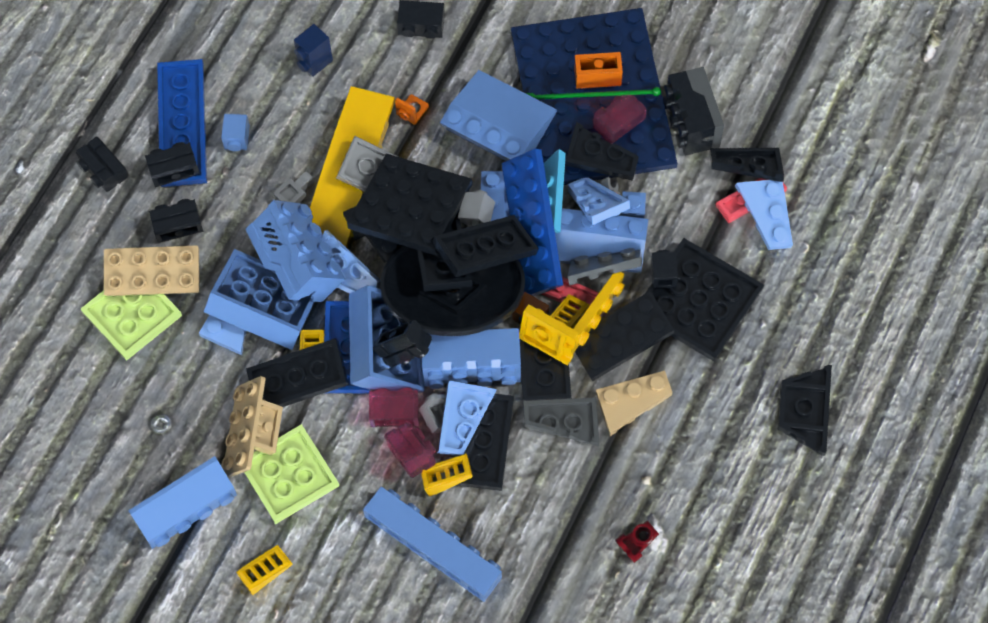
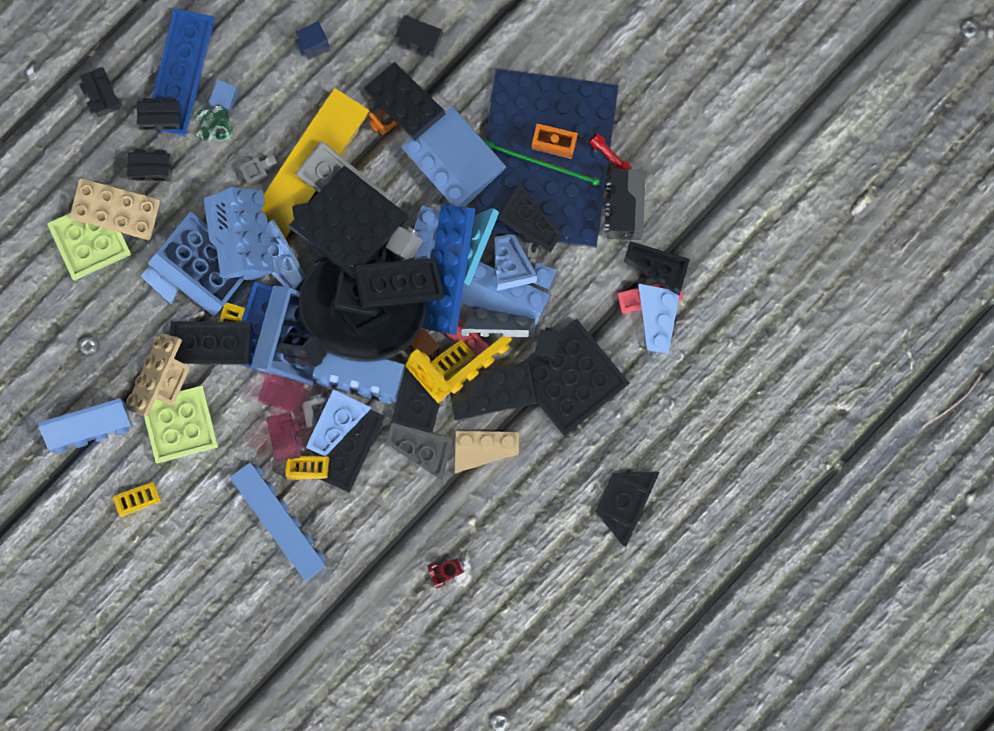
camera: 15 degrees right, 15 degrees up
(231, 158) = (212, 122): none -> clear green plate
(428, 79) = (404, 101): none -> black plate
(619, 117) = (558, 190): clear pink brick -> none
(642, 61) = (597, 141): none -> red bar

